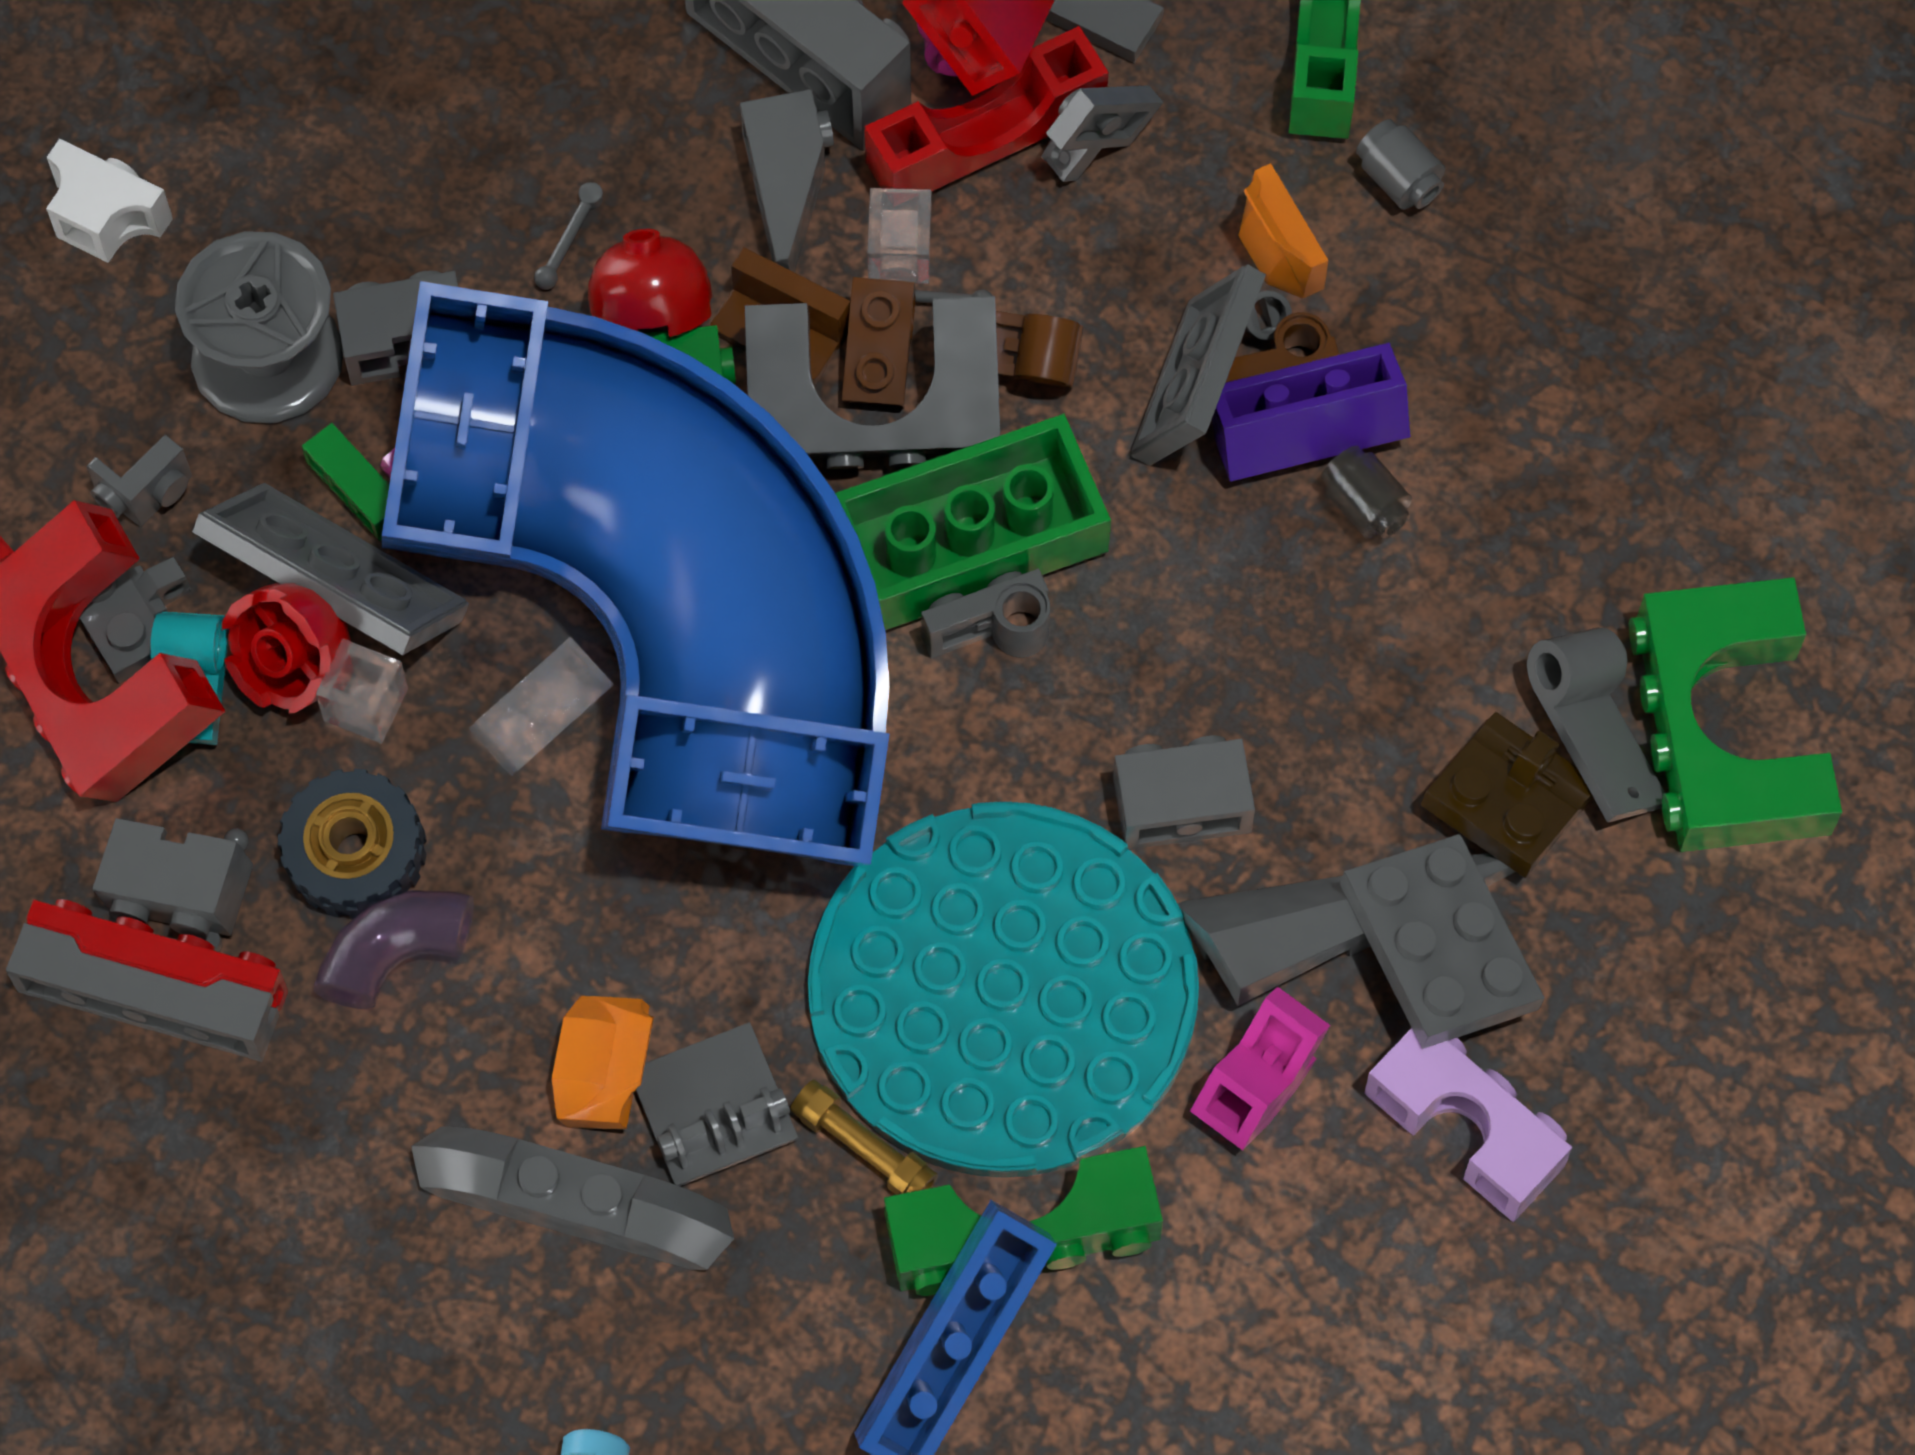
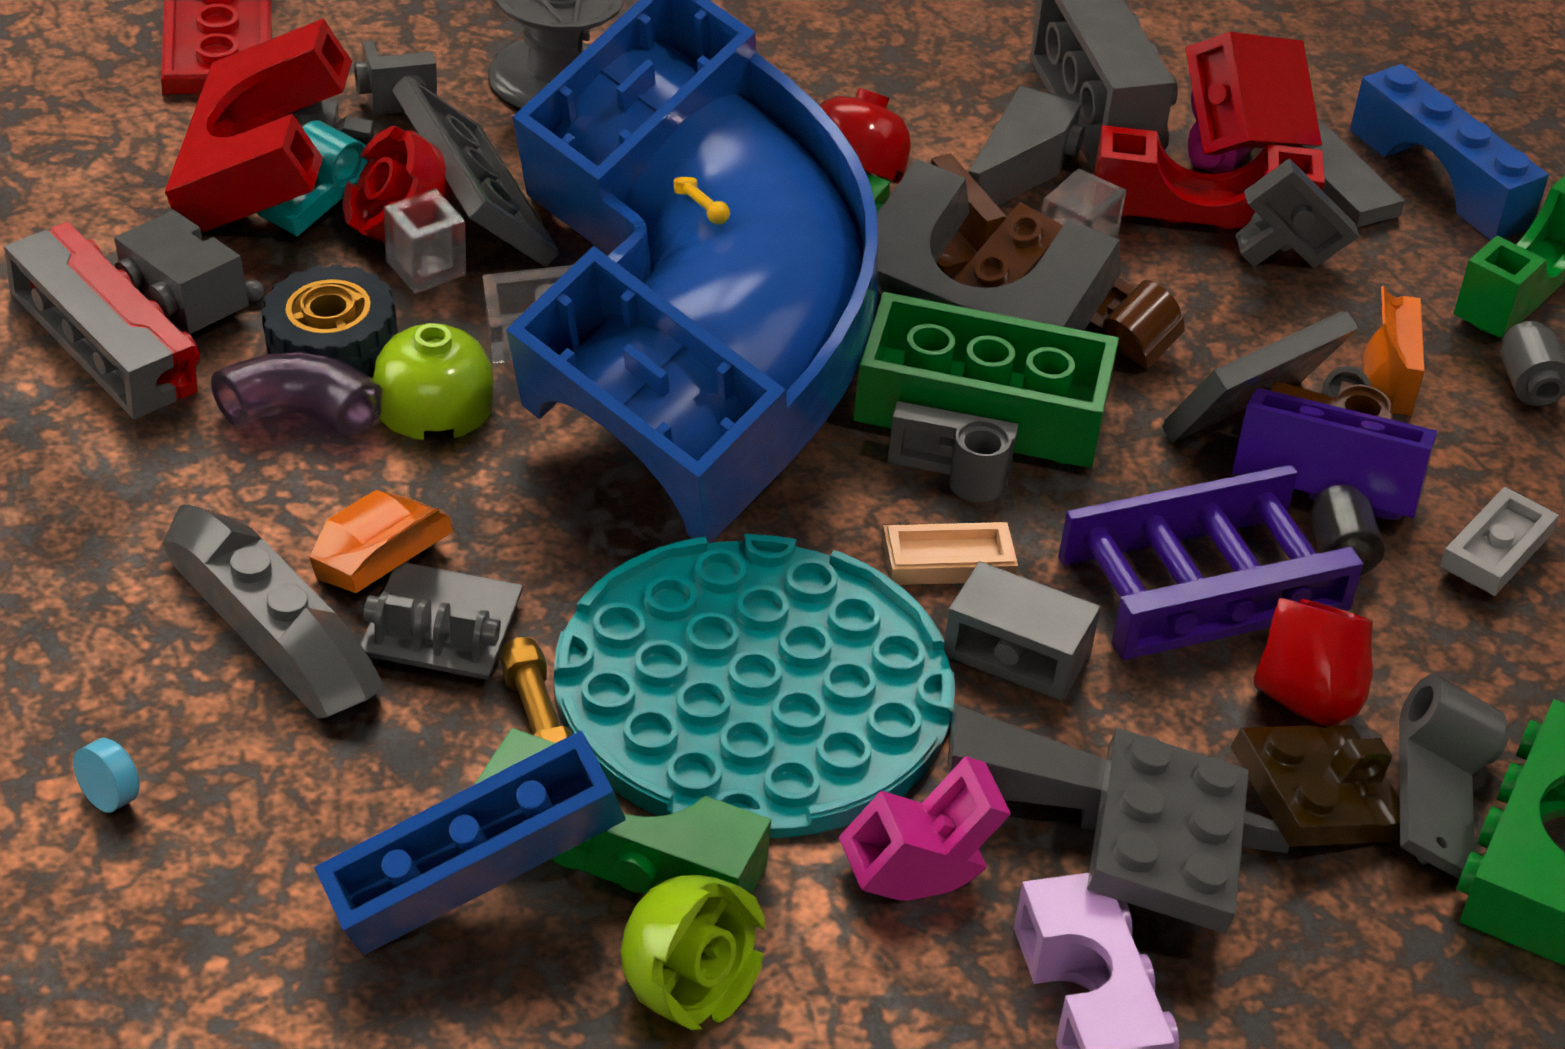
camera: 30 degrees right, 25 degrees down
(496, 848) = (434, 381): none -> lime cylinder
(590, 507) = (717, 211): none -> yellow hinge
(1059, 736) = (945, 551): none -> light nougat tile
(1165, 1304) = (693, 949): none -> lime cylinder
(1305, 658) = (1197, 606): none -> dark purple fence
(1439, 670) = (1317, 662): none -> red piece
(1490, 413) = (1499, 541): none -> light grey plate

